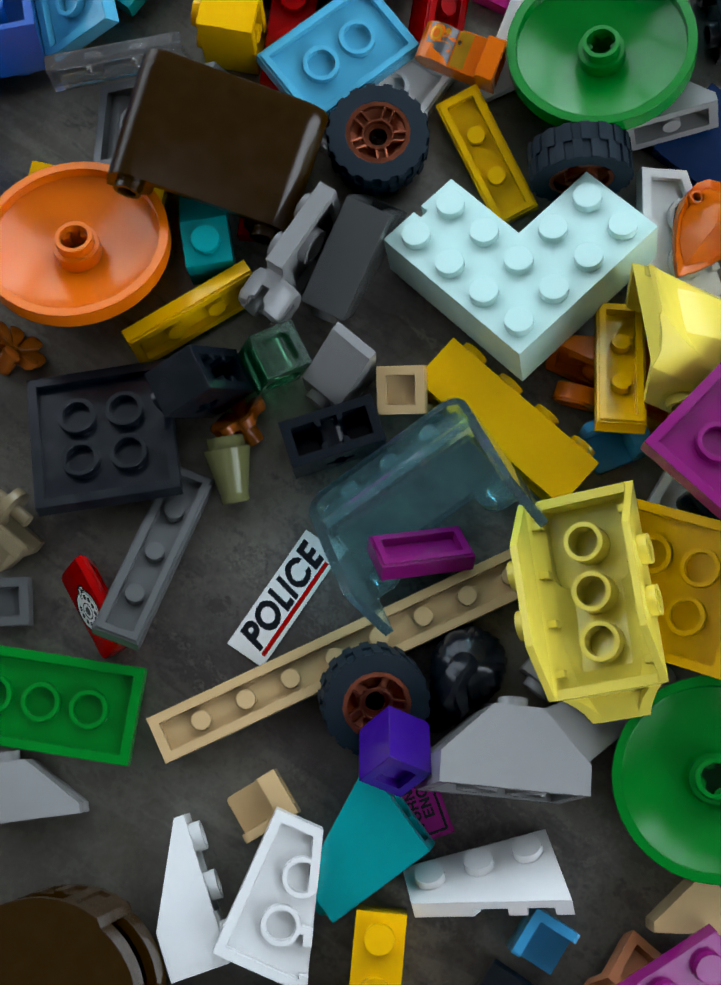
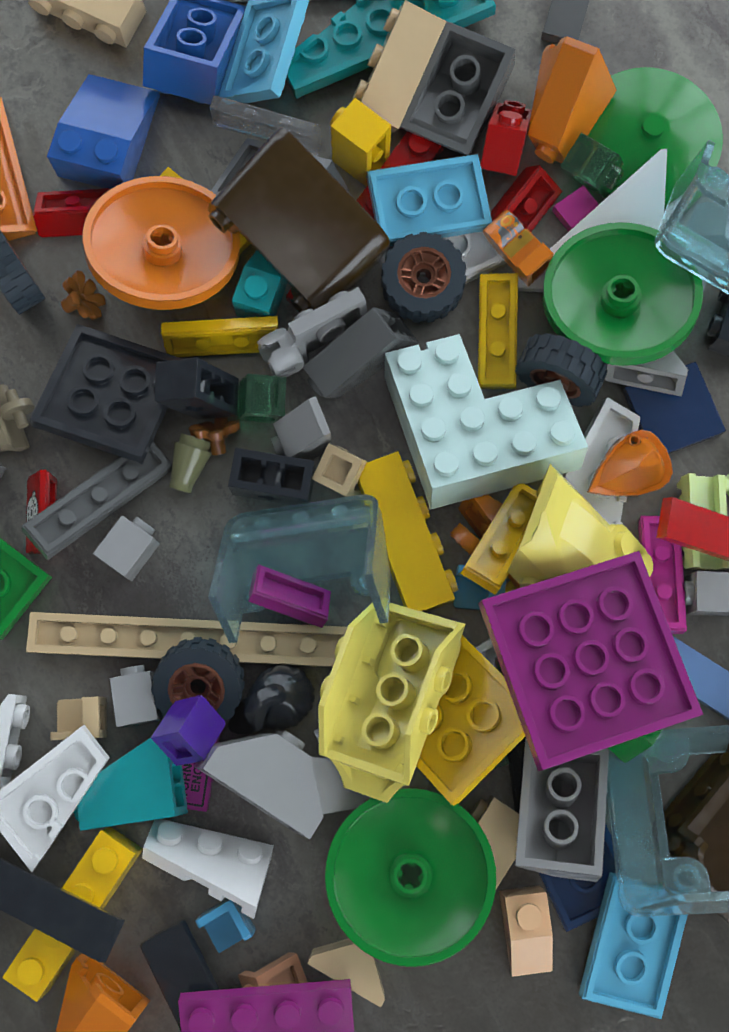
camera: 20 degrees right, 0 degrees up
(214, 592) = (127, 546): none -> light grey brick
(282, 600) = (172, 579): sticker -> none
(311, 748) = (133, 697): none -> light grey brick

